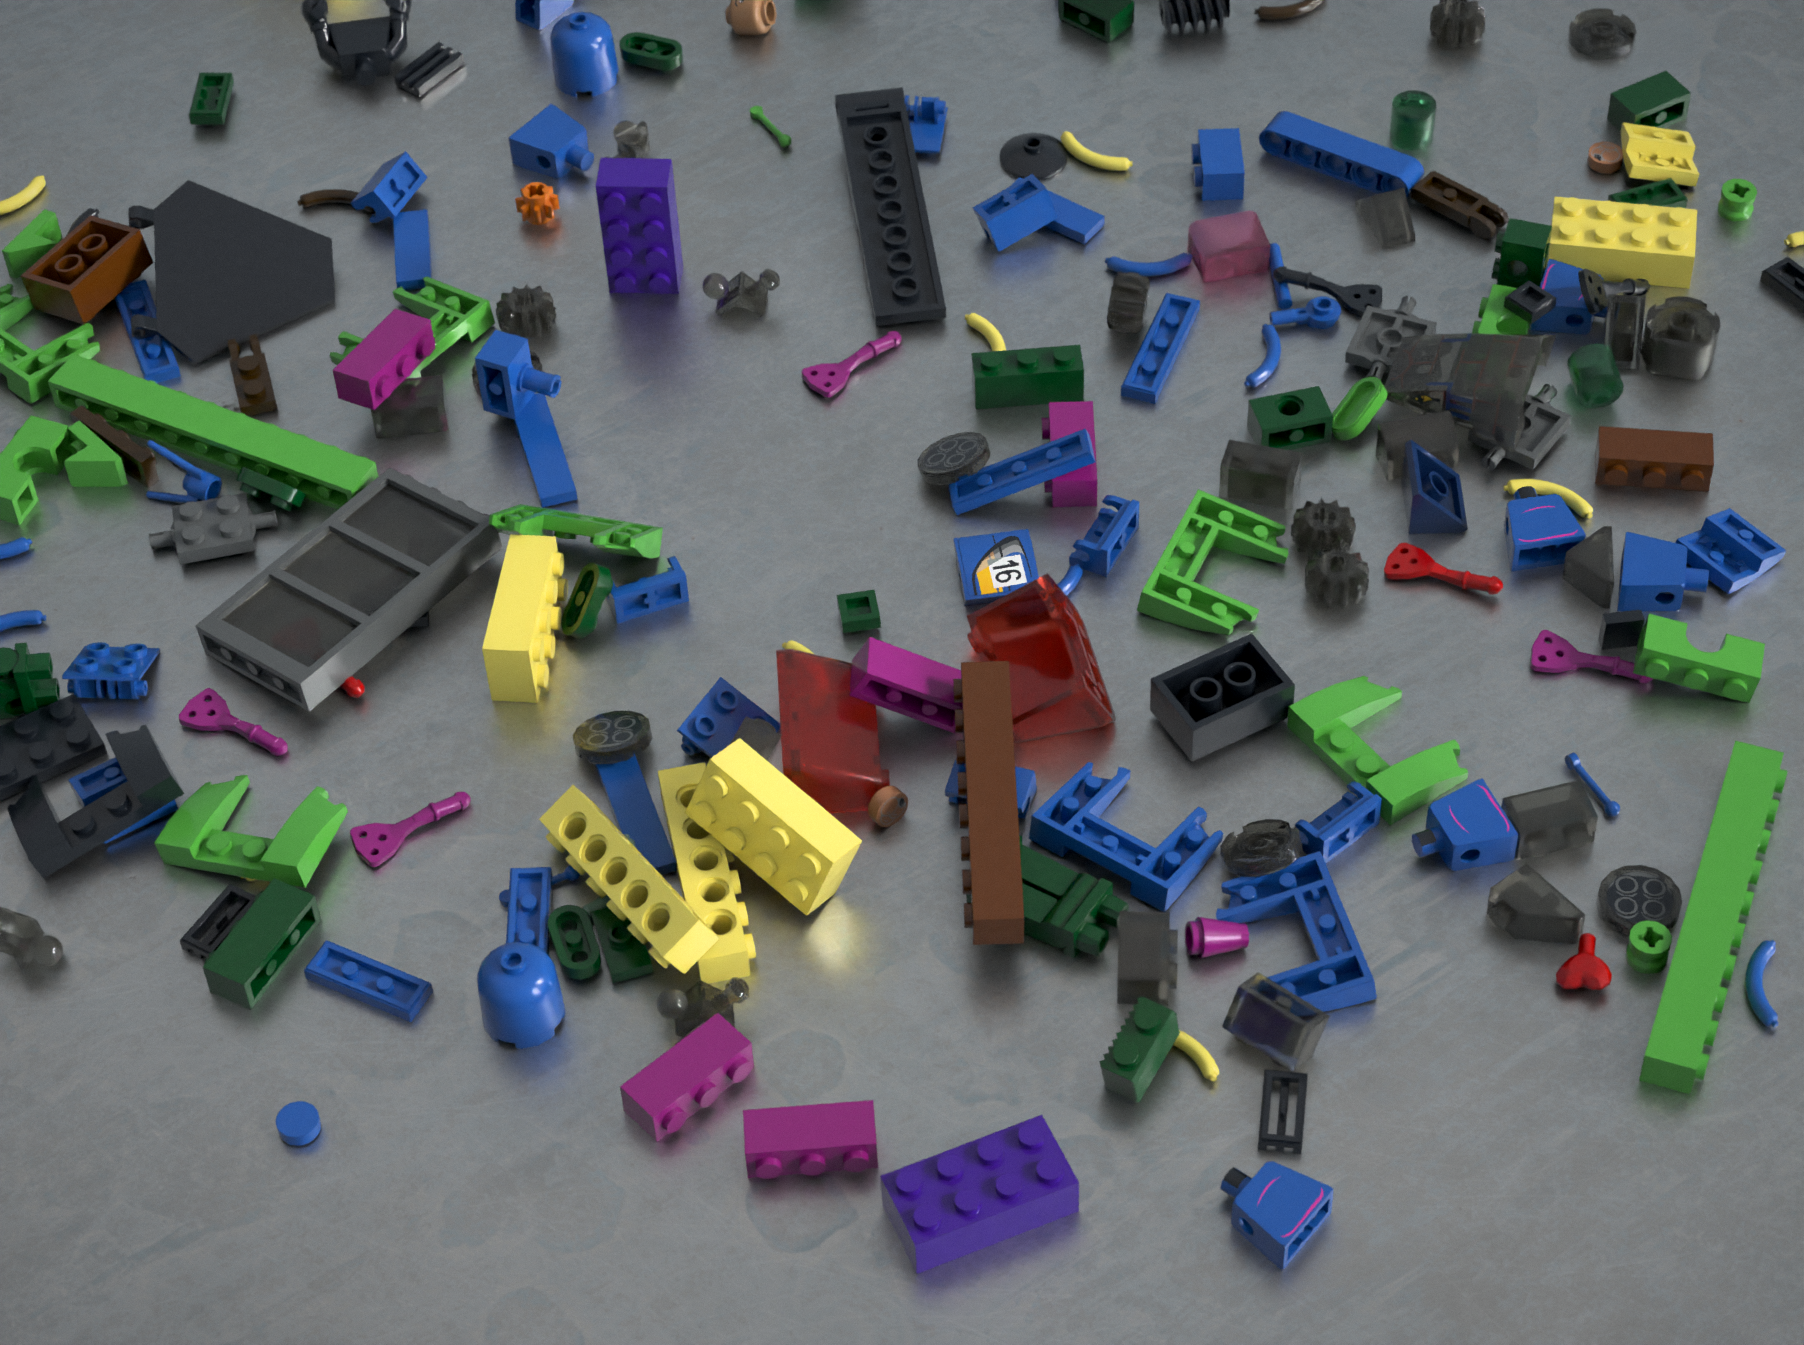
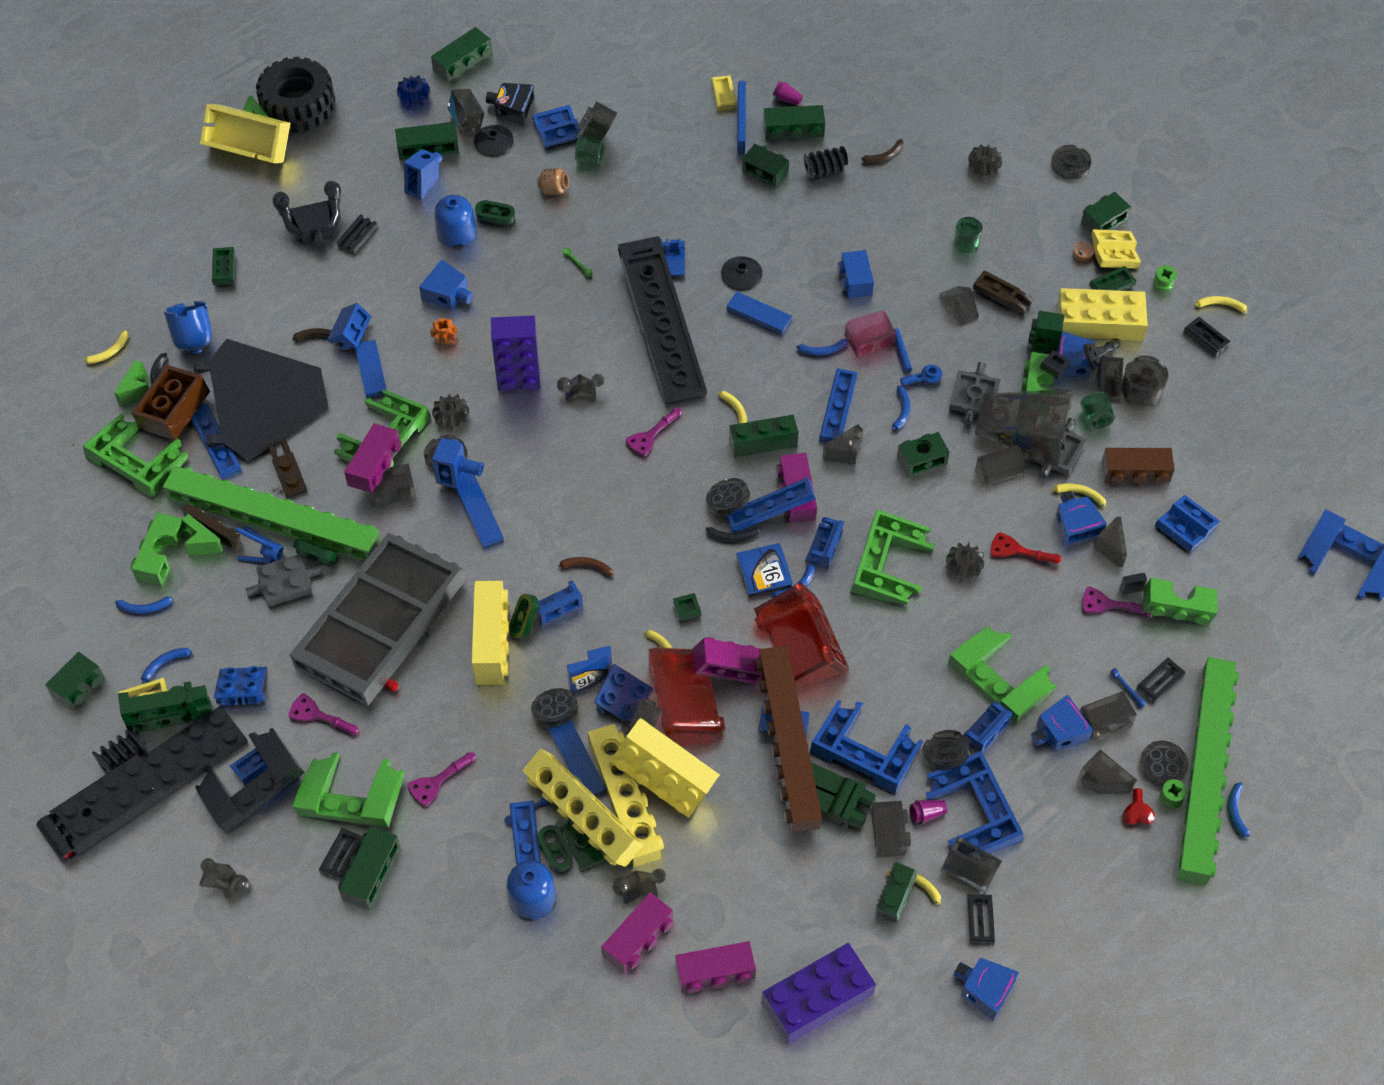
camera: 10 degrees left, 10 degrees up
(138, 169) = (189, 326): none -> blue cylinder
(298, 1123) = (412, 984): blue tile -> none
(368, 981) = (436, 884): blue tile -> none
(604, 533) = (541, 570): bright green wedge -> none
(631, 139) = (495, 287): clear smoke piece -> none
(677, 684) = (591, 671): none -> blue slope
(706, 537) = (586, 561): none -> reddish brown piece
(887, 806) = (725, 740): nougat tile -> none
(955, 519) = (733, 537): none -> black piece
(1015, 212) = (739, 318): blue hinge -> none
(1092, 158) = (777, 272): light yellow piece -> none
(1128, 302) = (816, 379): clear smoke gear -> none
(1158, 401) = (843, 447): none -> clear smoke slope
(1221, 697) = (910, 651): black brick -> none
(1260, 474) = (911, 494): clear smoke brick -> none
(1322, 526) = (952, 528): clear smoke gear -> none
(1339, 154) = (927, 262): blue beam -> none
(1358, 408) = (962, 442): bright green tile -> none
(1366, 293) = (942, 360): black piece -> none
(1431, 494) = (1012, 499): dark blue slope -> none
(1656, 575) = (1148, 544): blue torso -> none
(1657, 782) = (1148, 692): none -> black tile

